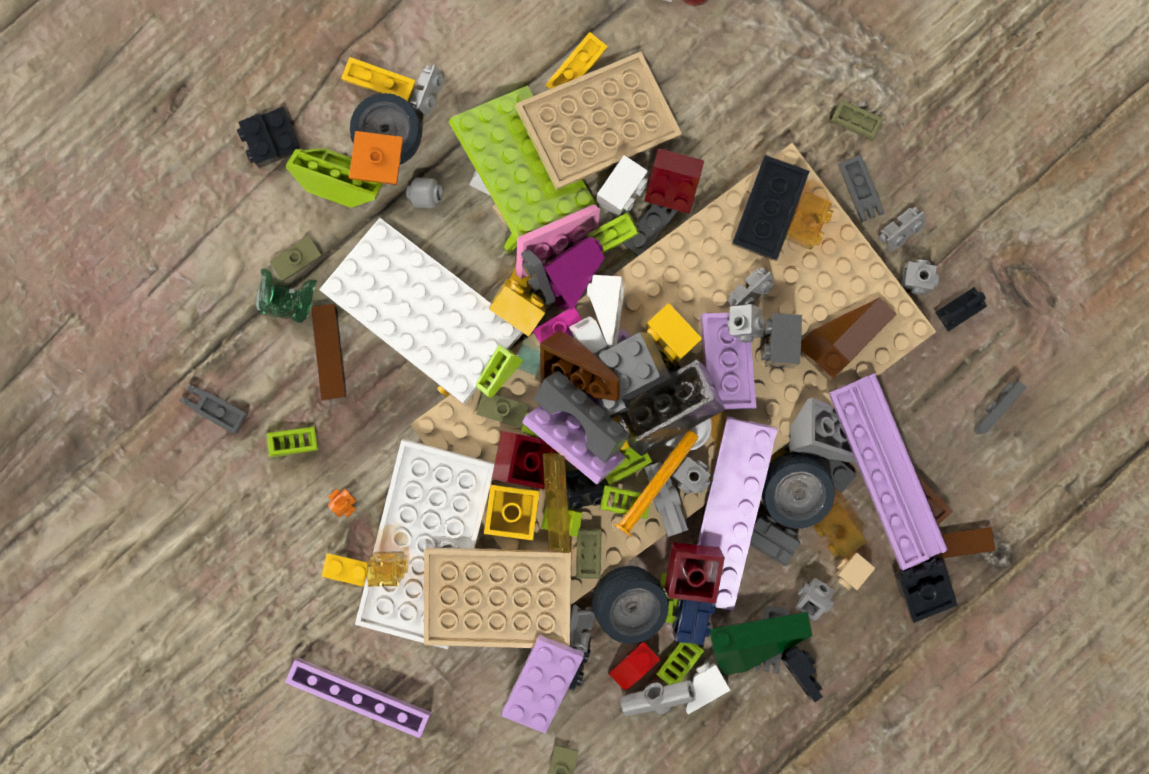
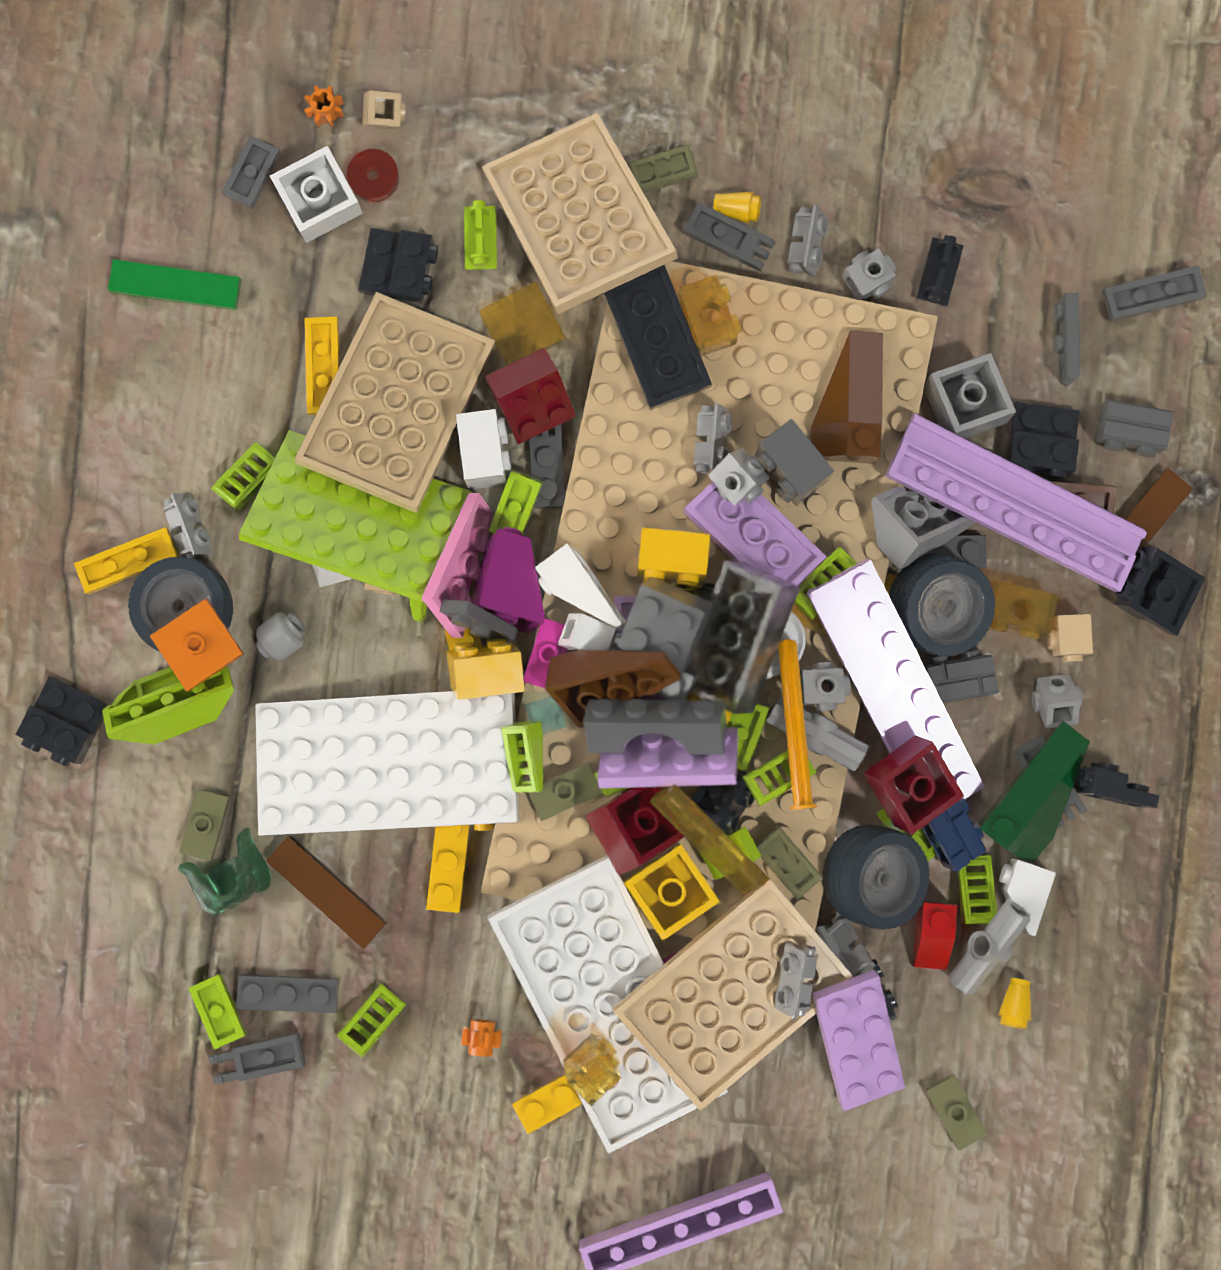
camera: 40 degrees left, 0 degrees up
(215, 364) = (217, 1011): none -> lime plate
(260, 388) = (287, 993): none -> dark grey plate
(404, 396) = (448, 868): none -> yellow plate
(475, 100) = (237, 468): none -> lime slope
(528, 626) = (792, 994): none -> light grey hinge
(645, 743) = (1016, 1005): none -> yellow cone
(666, 47) = (398, 265): none -> black plate
(705, 137) = (522, 323): none -> clear yellow tile
(724, 70) = (480, 236): none -> lime hinge
(762, 413) = (834, 564): none -> lime slope
(788, 103) = (579, 213): none -> tan plate
(881, 176) = (739, 205): none -> yellow cone
(914, 391) = (969, 397): none -> light grey brick
(936, 451) = (1044, 439): none -> black plate
(992, 488) = (1133, 428): none -> dark grey brick
(1070, 425) = (1154, 293): none -> dark grey plate

